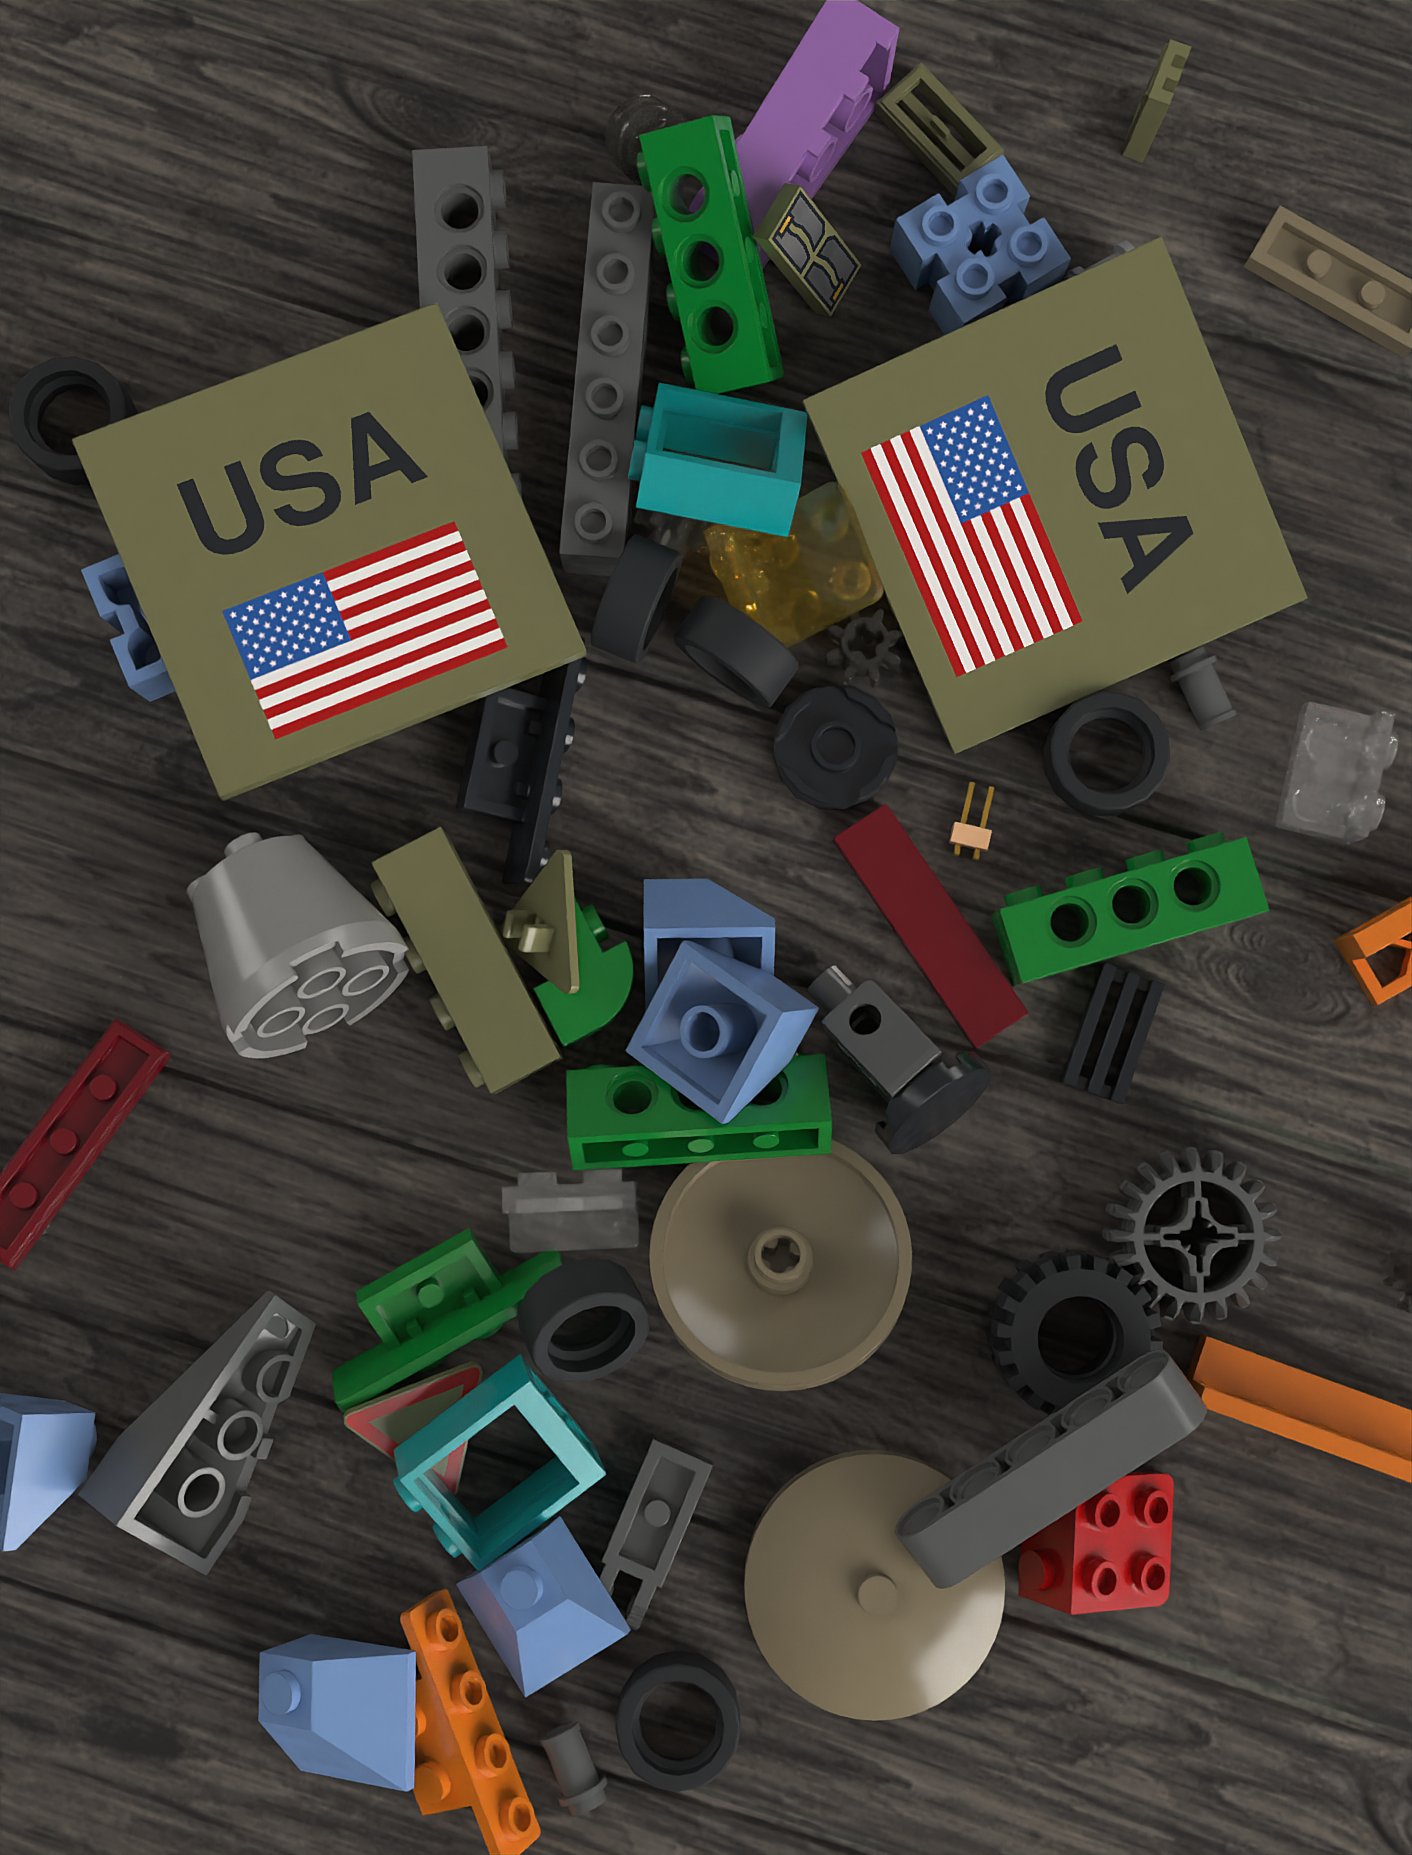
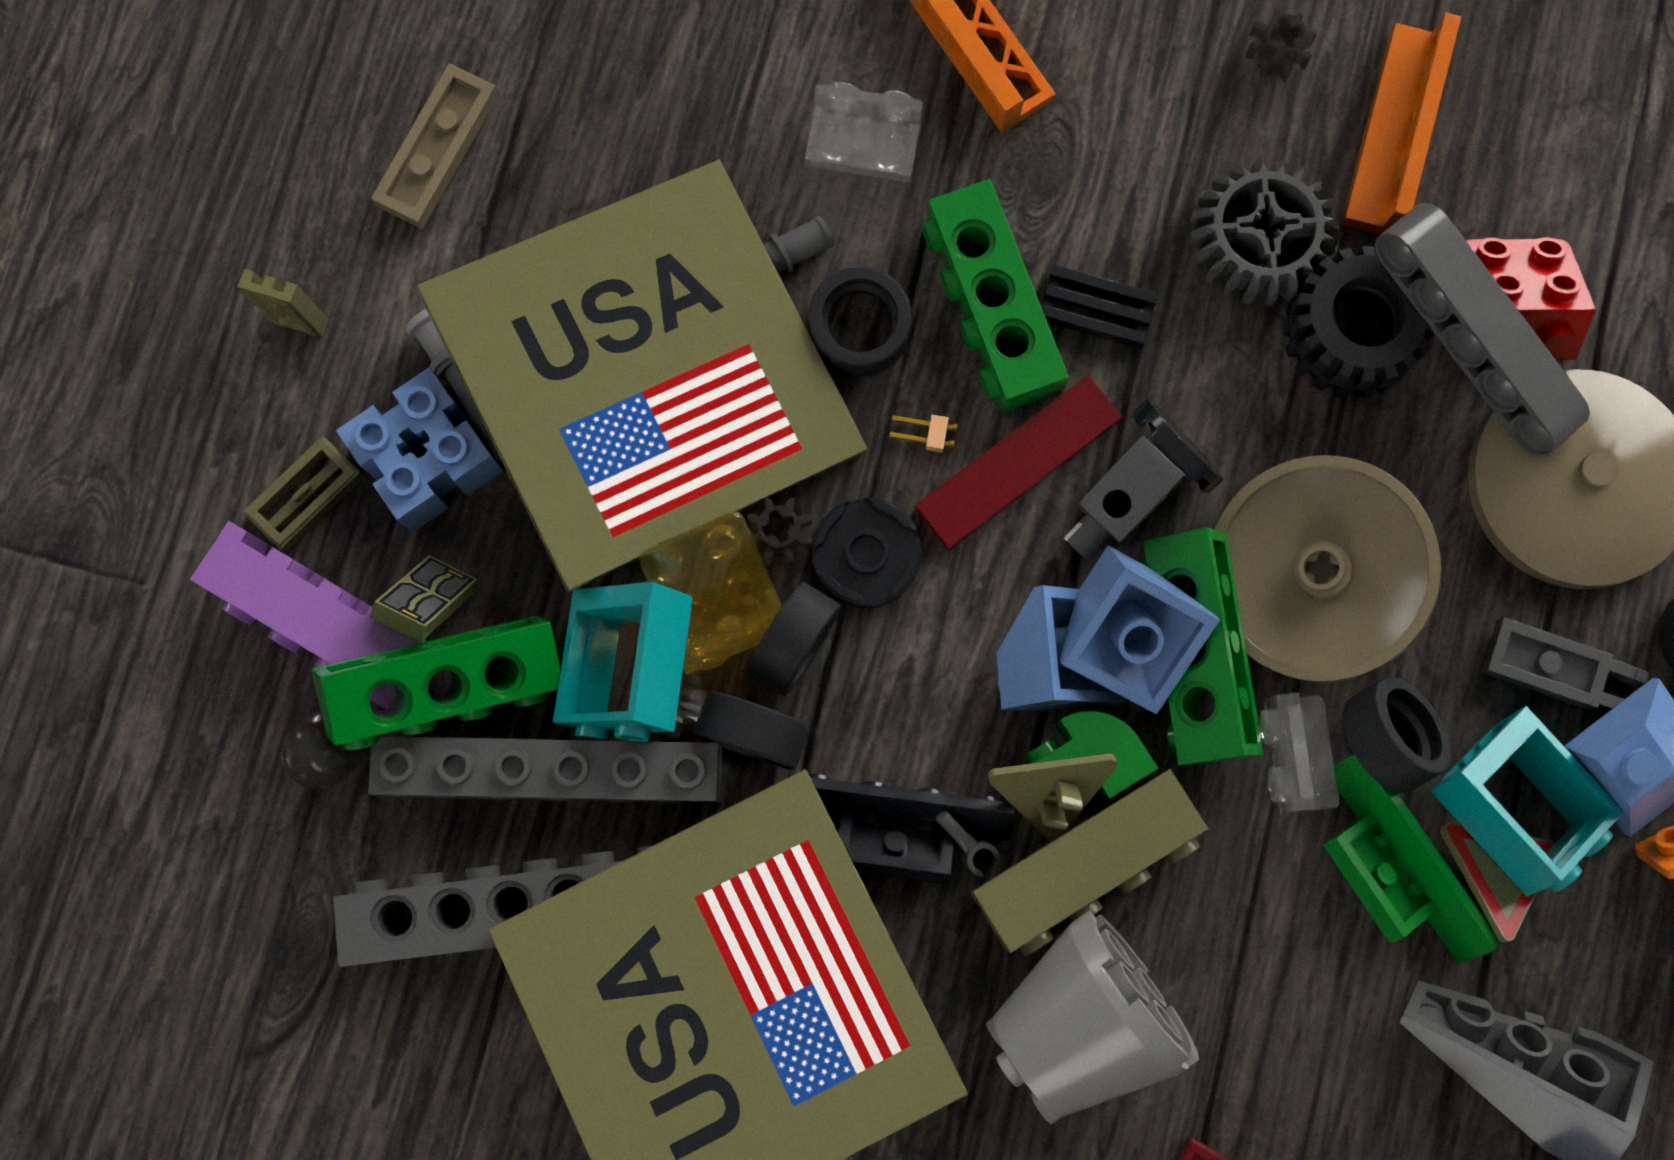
camera: 90 degrees left, 5 degrees down
(499, 832) = (965, 841): none -> dark grey hand

